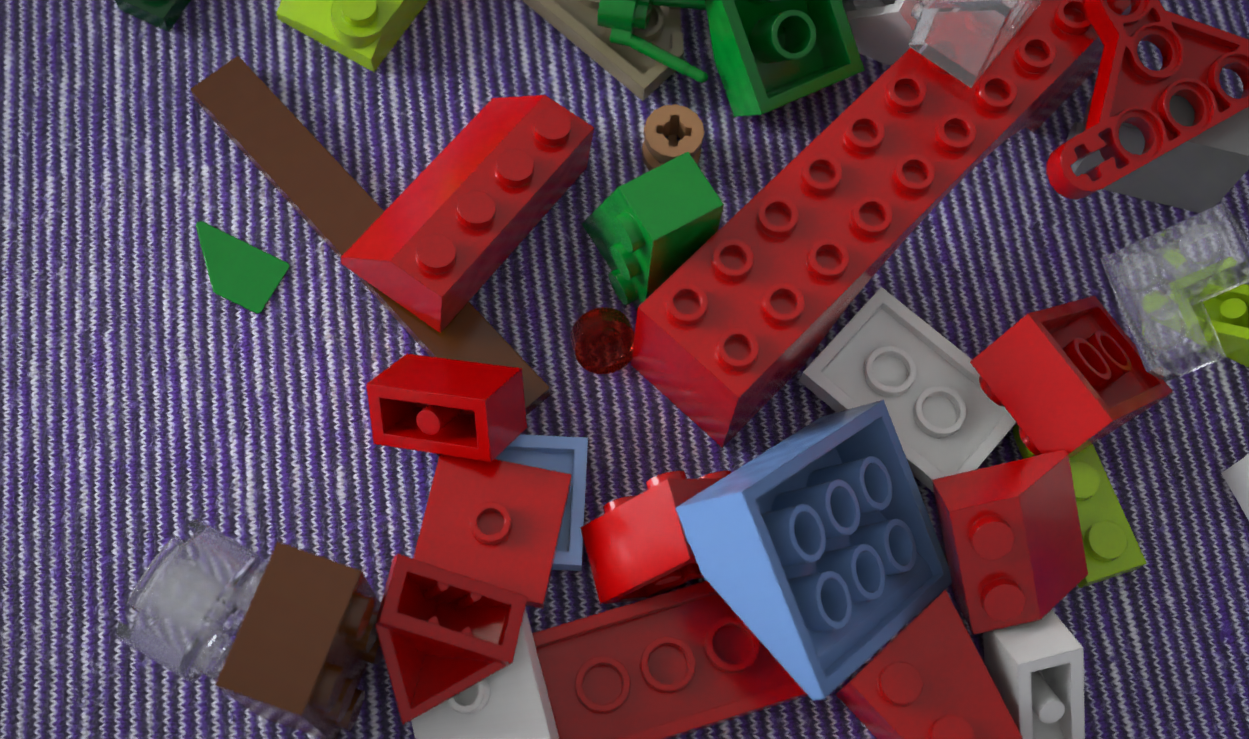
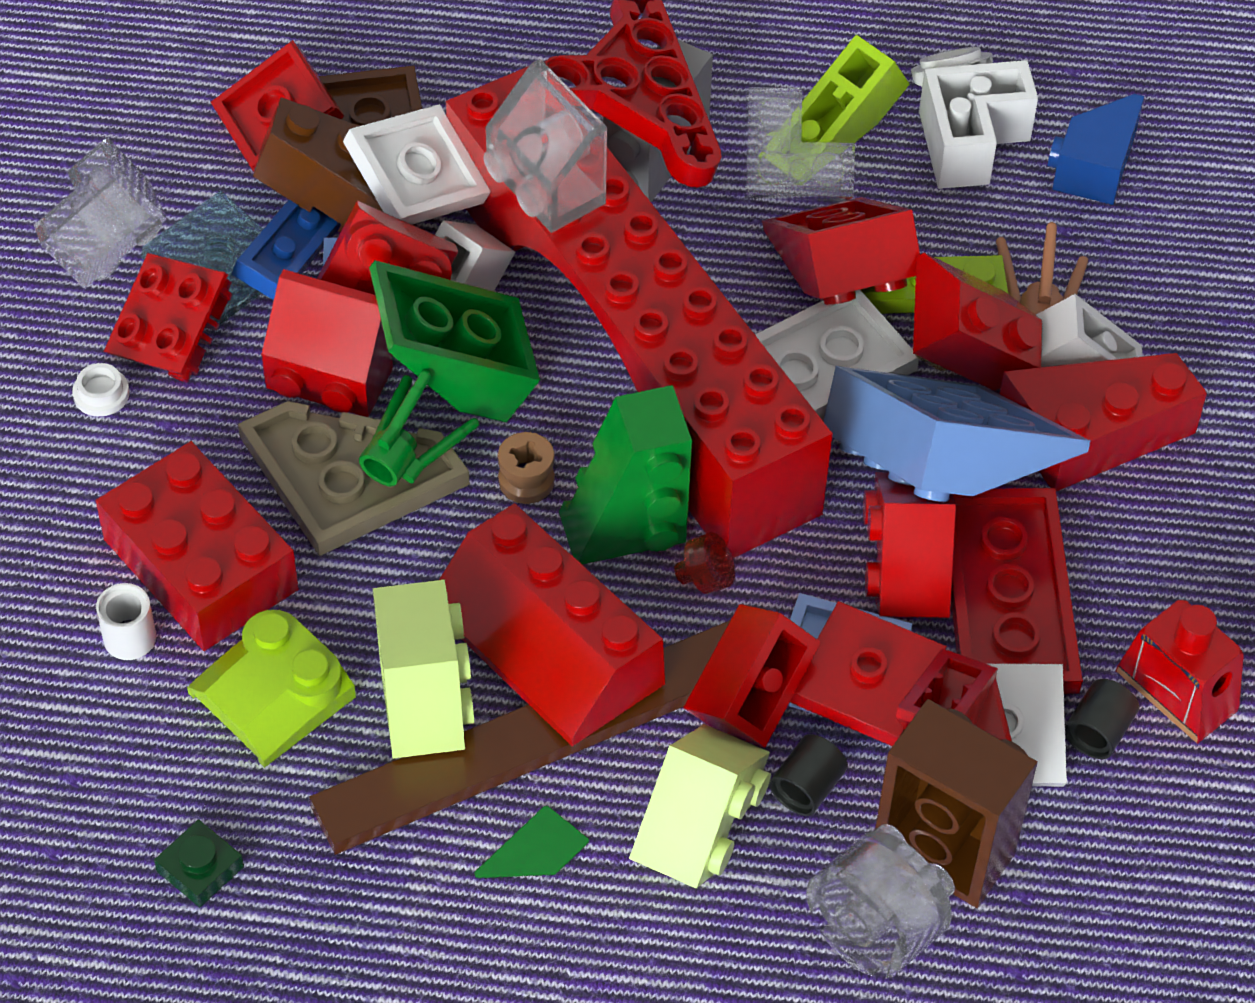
camera: 70 degrees left, 15 degrees down
(285, 389) = (697, 796): none -> yellowish green brick
(364, 499) = (808, 774): none -> pearl dark grey beam
(367, 90) = (423, 668): none -> yellowish green brick
(1096, 622) = (1043, 293): none -> nougat plant

